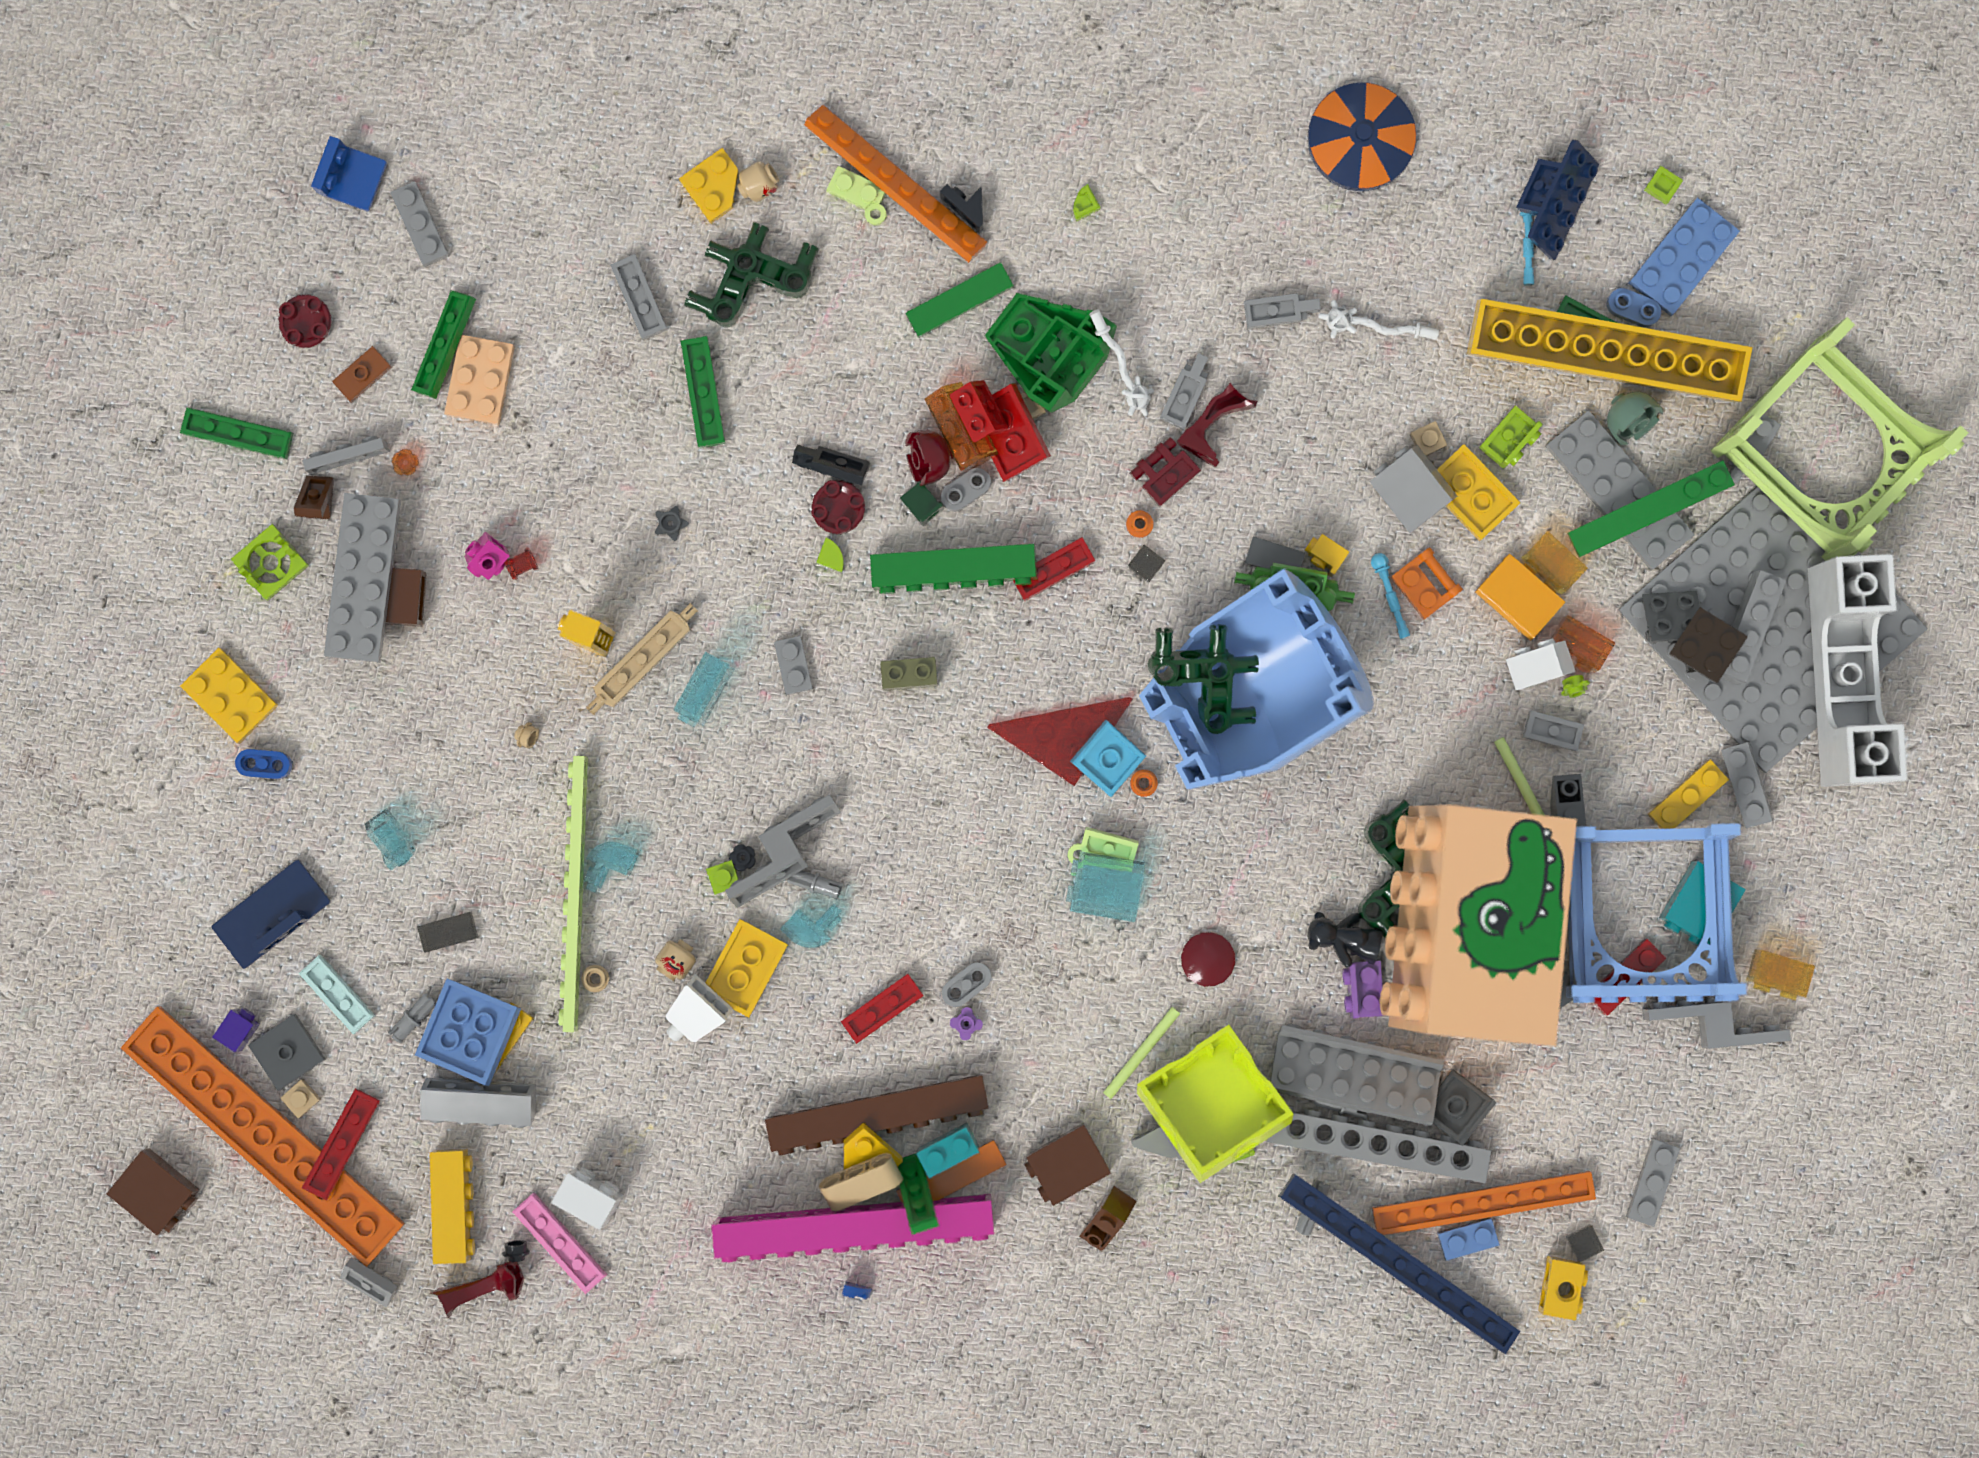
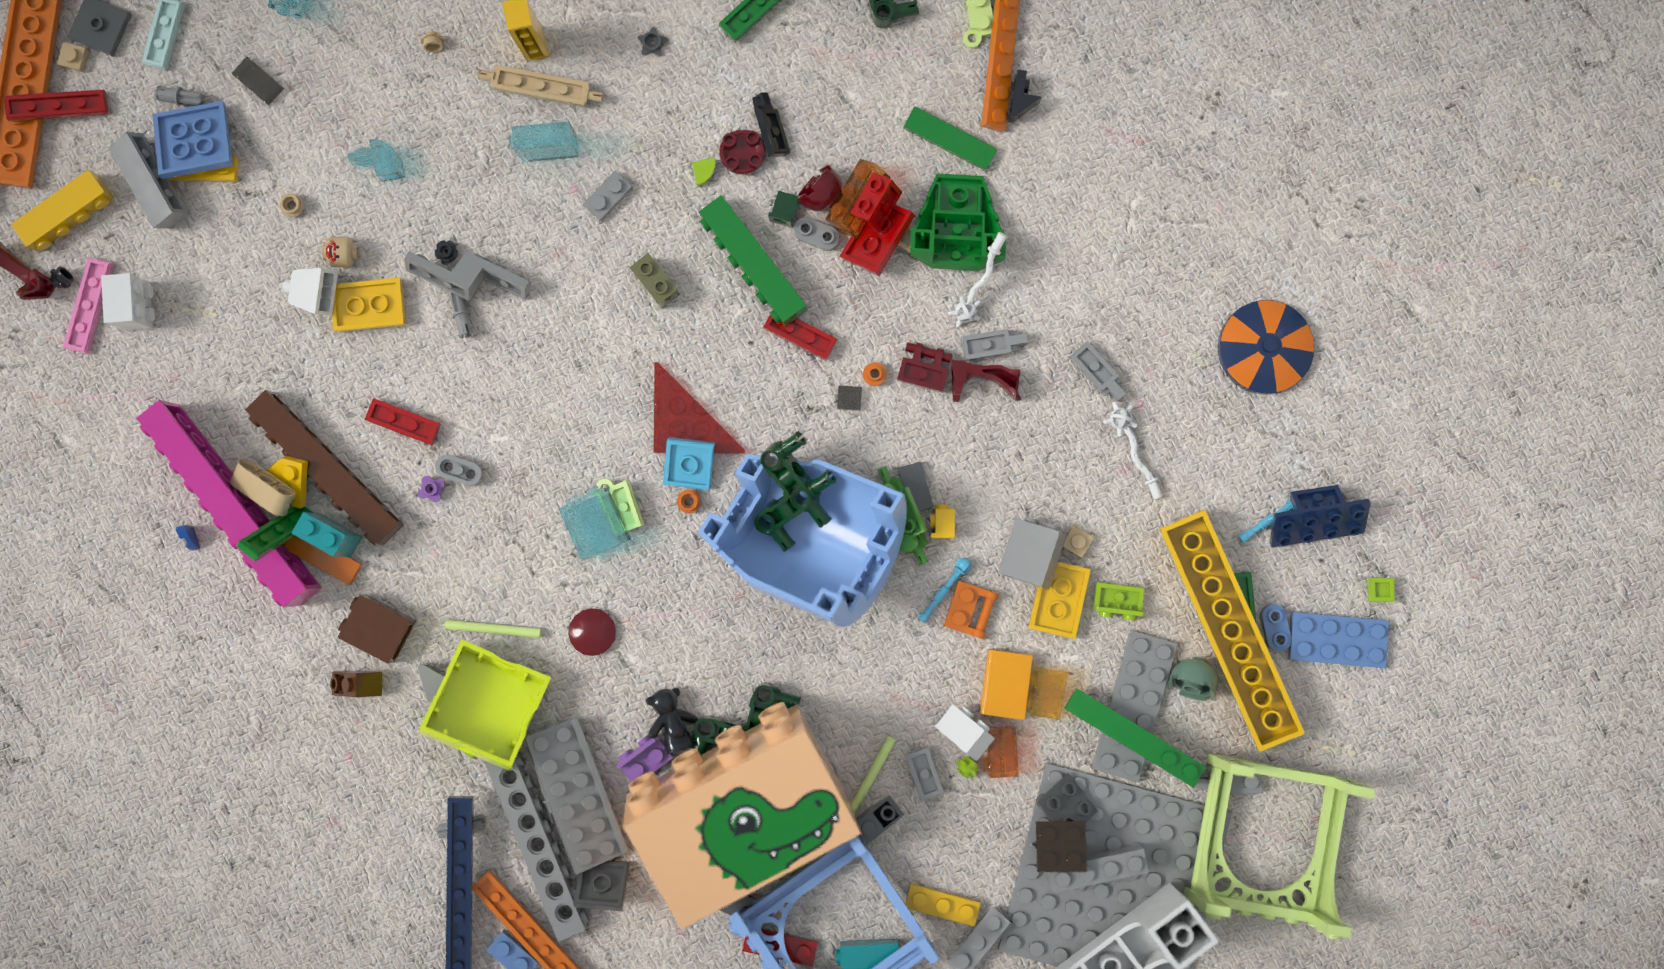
camera: 55 degrees right, 0 degrees up
(574, 904) = (336, 153): yellowish green plate -> none
(722, 876) = (423, 245): lime plate -> none
(806, 932) = (421, 332): clear light blue brick -> none
(1085, 203) = (1080, 181): lime tile -> none

